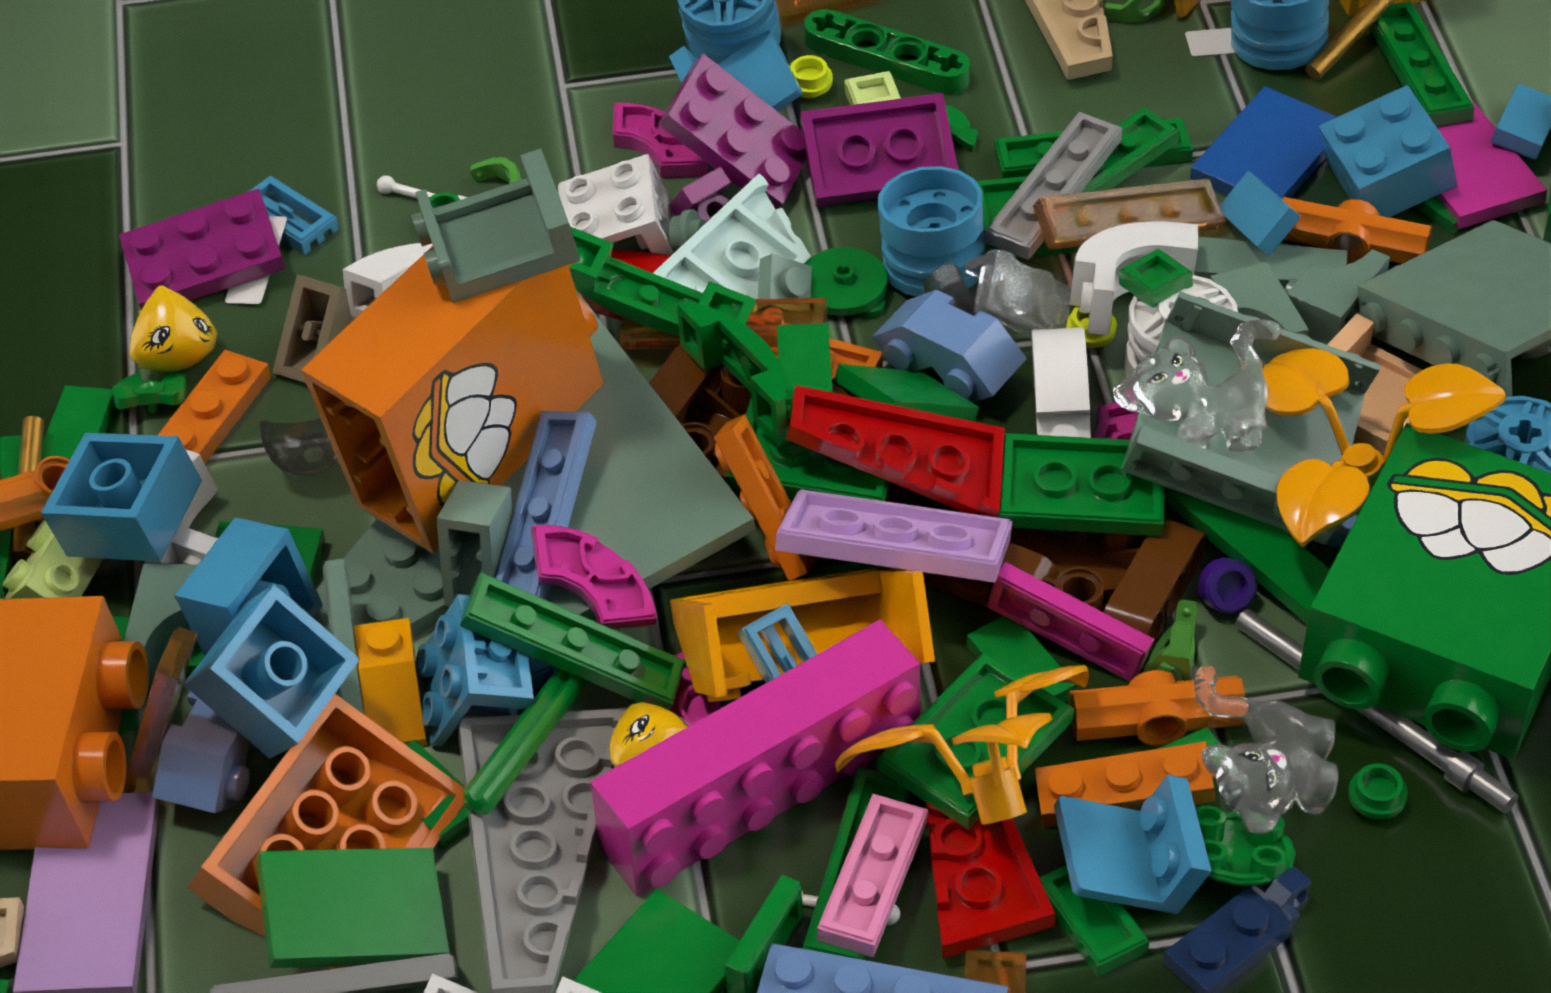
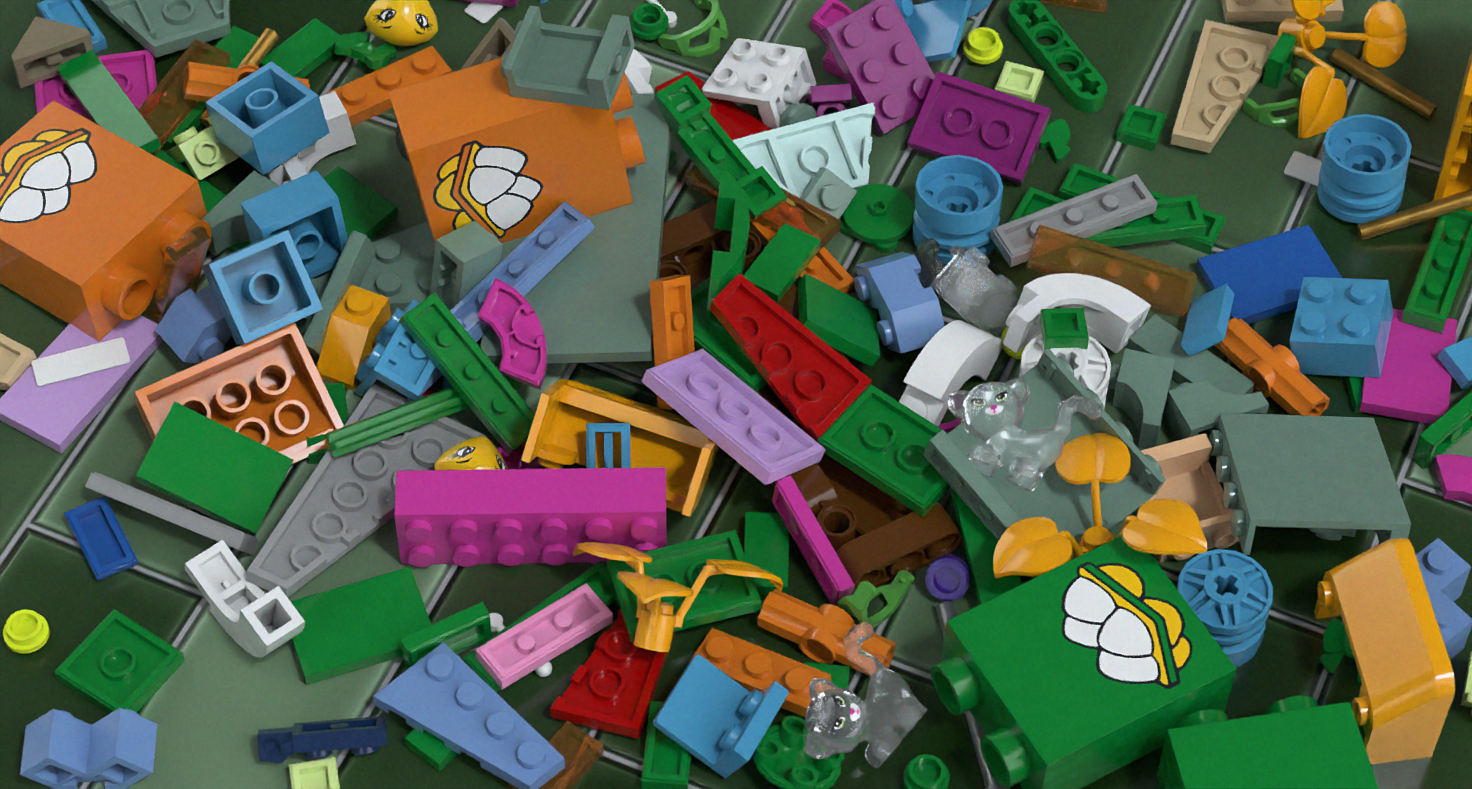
camera: 30 degrees right, 5 degrees up
(83, 881) = (80, 361): none -> white sticker
(1026, 79) = (1141, 127): none -> green tile

